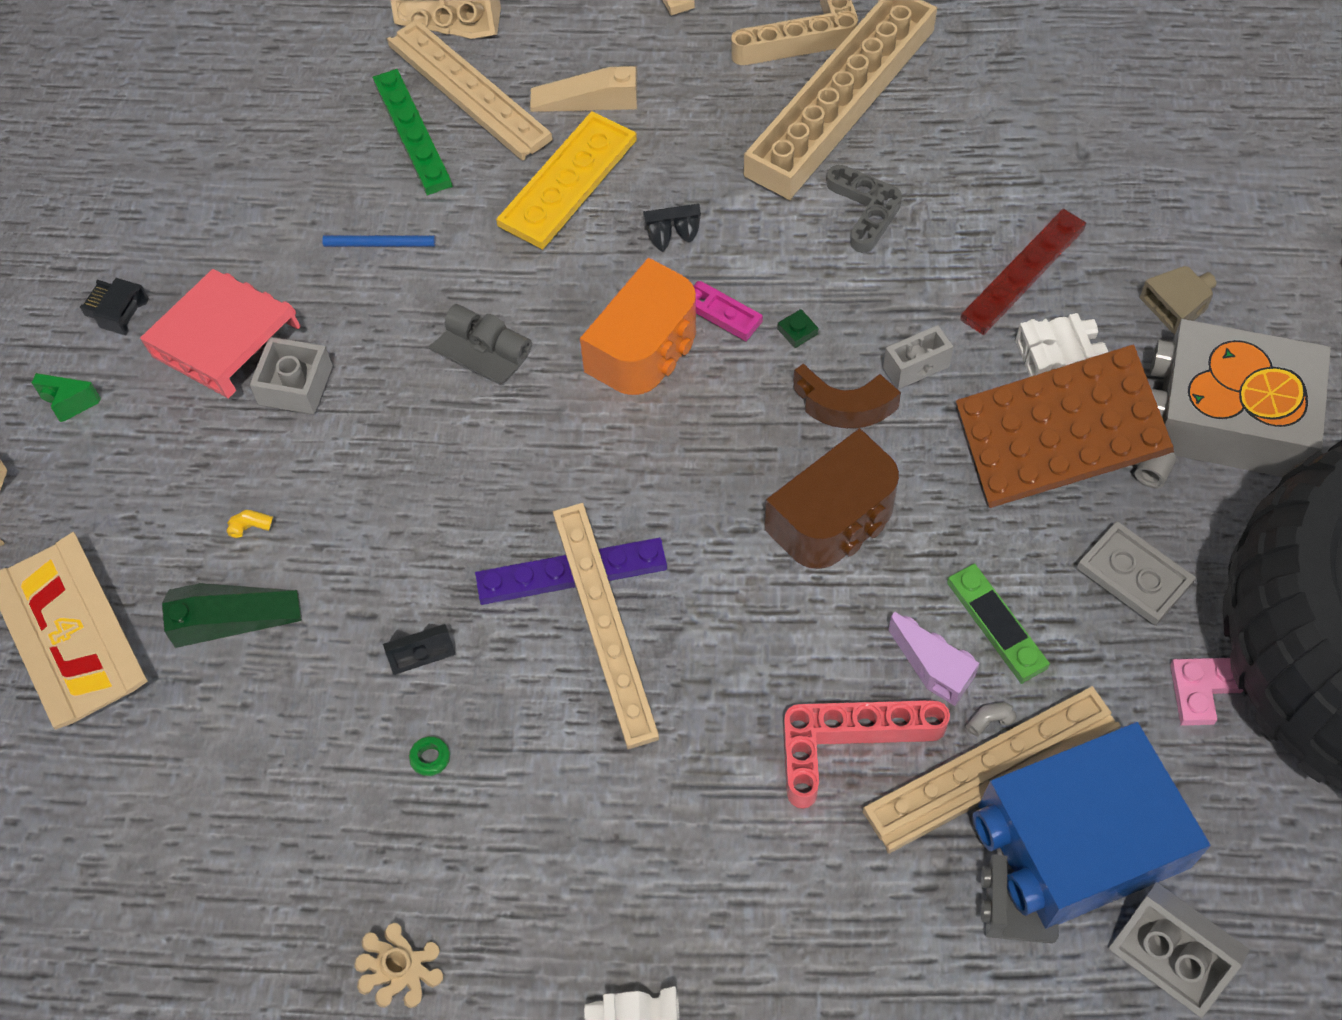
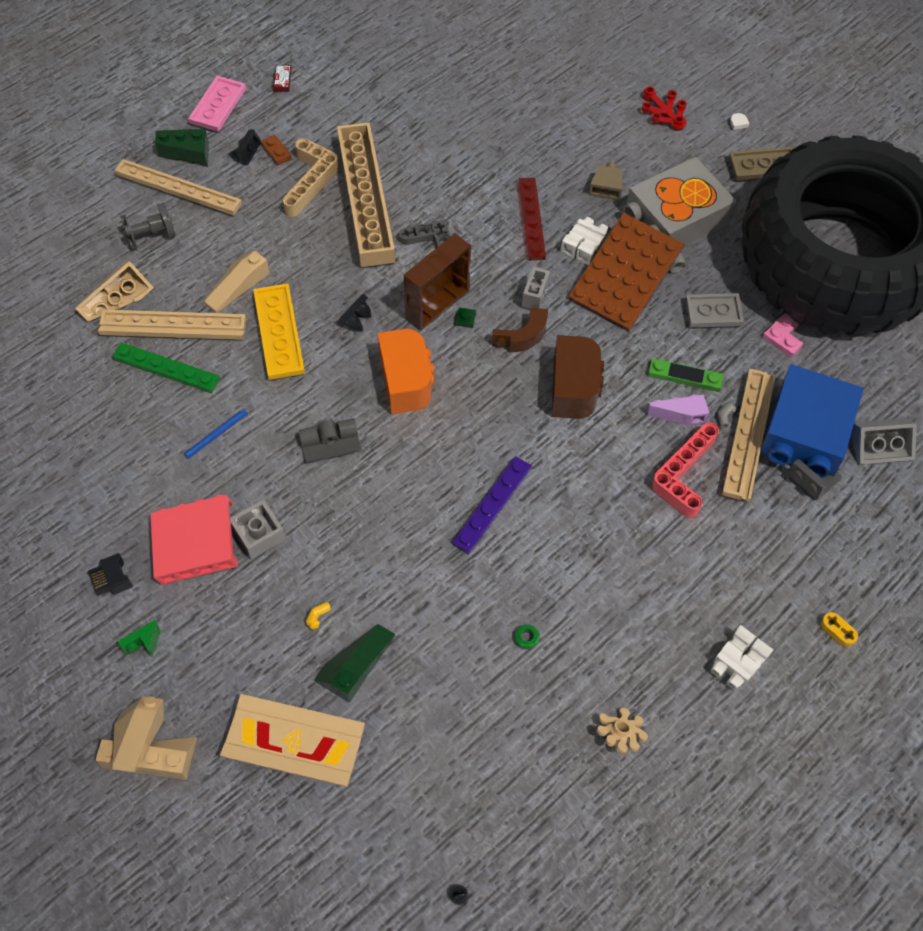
camera: 50 degrees left, 0 degrees up
(28, 969) = (460, 899): none -> black hinge
(415, 650) = (471, 591): black tile -> none
(606, 627) = (539, 511): tan plate -> none
(726, 311) = (434, 333): dark pink plate -> none
(788, 250) = (437, 281): none -> reddish brown tile

